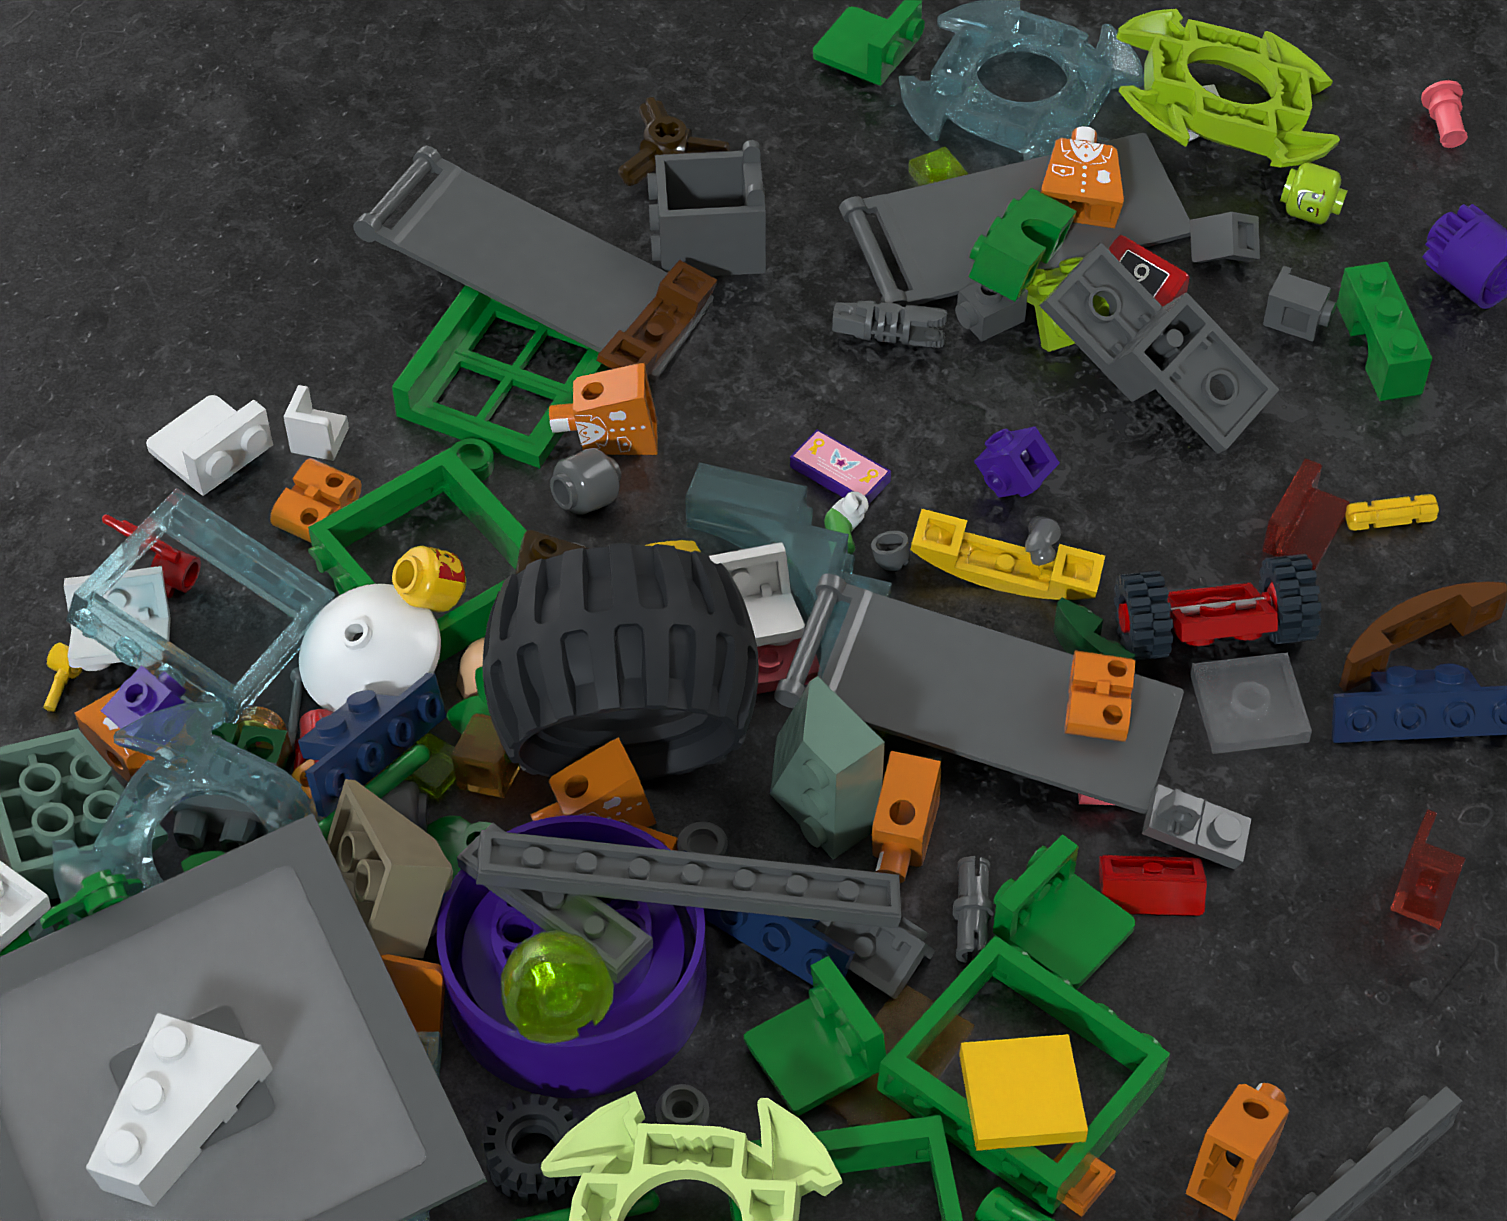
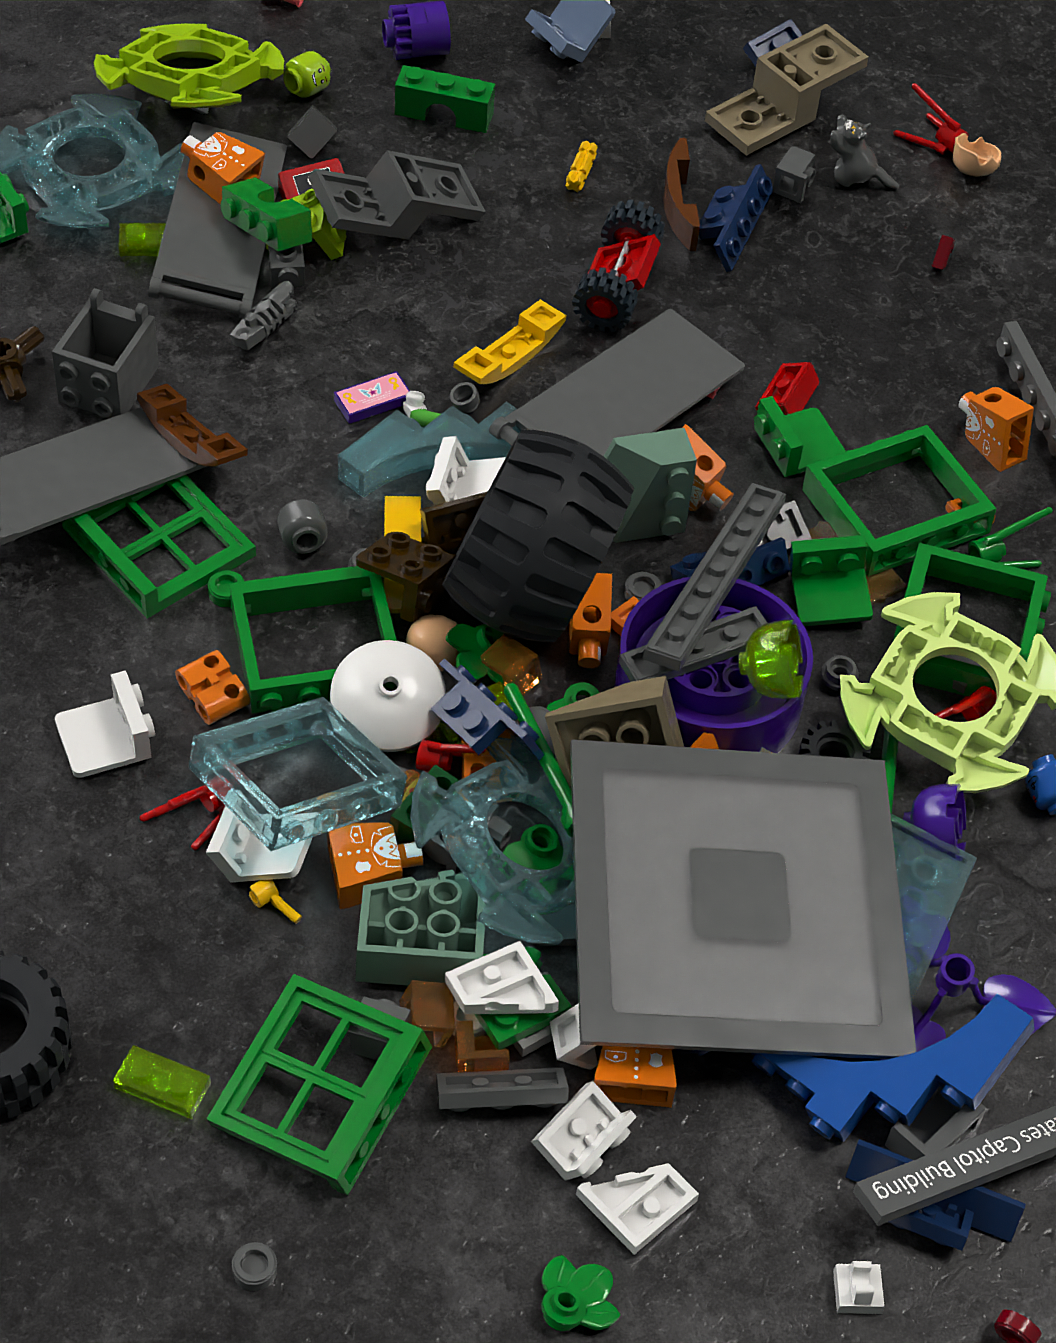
camera: 70 degrees left, 0 degrees up
(97, 893) = (561, 891): green plate -> none
(143, 695) = (386, 839): brick -> none
(170, 1105) = (766, 899): white wedge -> none
(312, 430) = (140, 663): white panel -> none
(429, 578) = (362, 614): yellow head -> none
(611, 412) = (255, 483): orange torso -> none
(972, 907) = (767, 476): dark grey pin -> none
(1016, 461) = (439, 304): dark purple brick -> none
(1023, 1092) = (929, 494): yellow tile -> none
(1042, 536) = (507, 319): dark grey arm -> none
(1081, 630) = (594, 337): dark green slope -> none
(1100, 696) = (665, 340): orange piece -> none
(1197, 826) = (767, 350): dark grey hinge -> none
(1250, 703) = (685, 289): clear tile -> none
(1298, 306) = (393, 126): dark grey brick -> none
(1305, 517) = (561, 204): clear red panel -> none
(1427, 879) = (861, 266): clear red panel -> none

